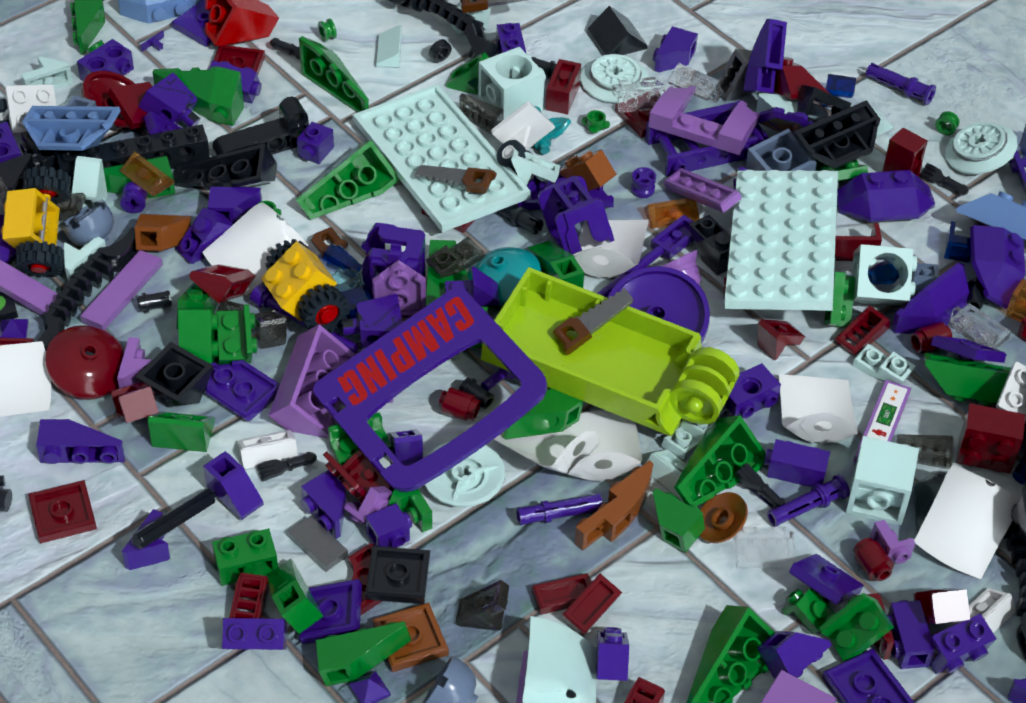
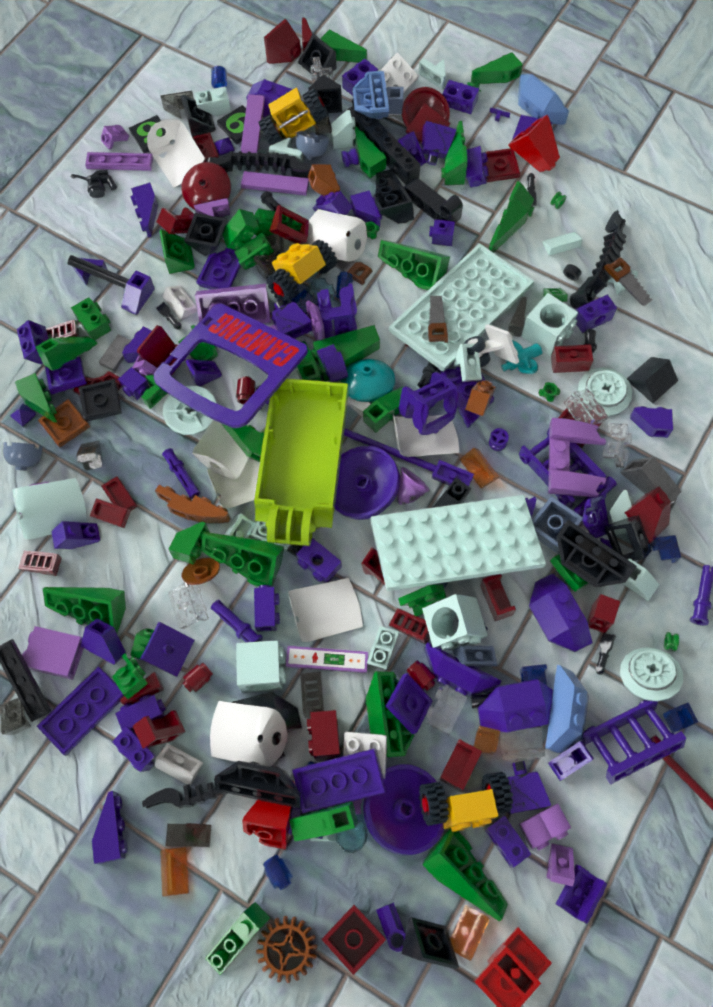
camera: 75 degrees right, 20 degrees up
(62, 511) = (101, 222): dark red tile -> none
(146, 174) = (362, 153): clear orange slope -> none
(458, 258) = (357, 343): clear smoke slope -> none
(591, 321) = (319, 437): piece -> none
(702, 190) = (496, 477): medium lavender tile -> none
(754, 481) = (242, 583): black piece -> none
(766, 57) = (650, 480): dark purple slope -> none
(897, 550) = (215, 683): medium lavender bracket -> none

